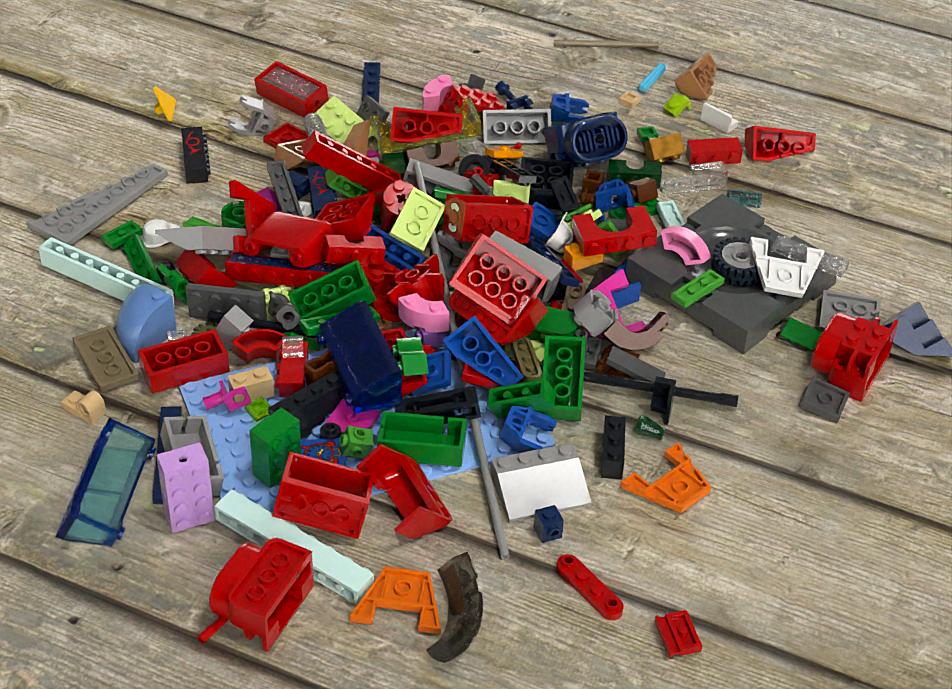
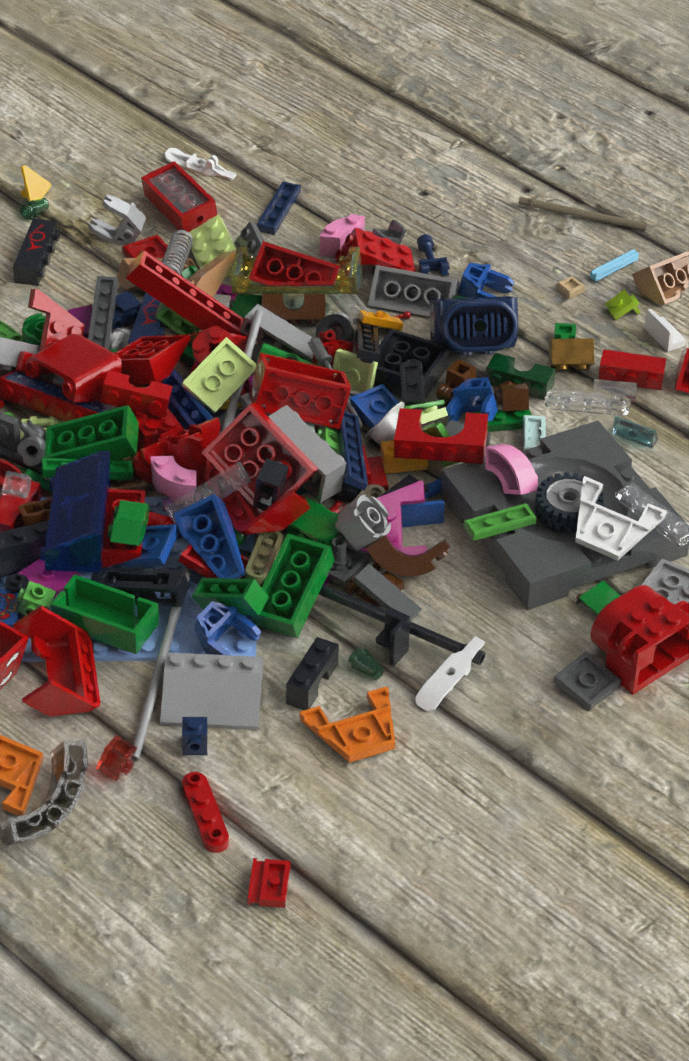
camera: 20 degrees right, 0 degrees up
(172, 121) = (32, 208): none -> clear green cone
(294, 63) = (205, 167): none -> white piece
(475, 305) = (222, 485): none -> clear plate
(497, 560) = (117, 758): none -> clear red brick
(516, 298) = (270, 484): none -> black slope
(718, 430) = (440, 683): none -> white piece

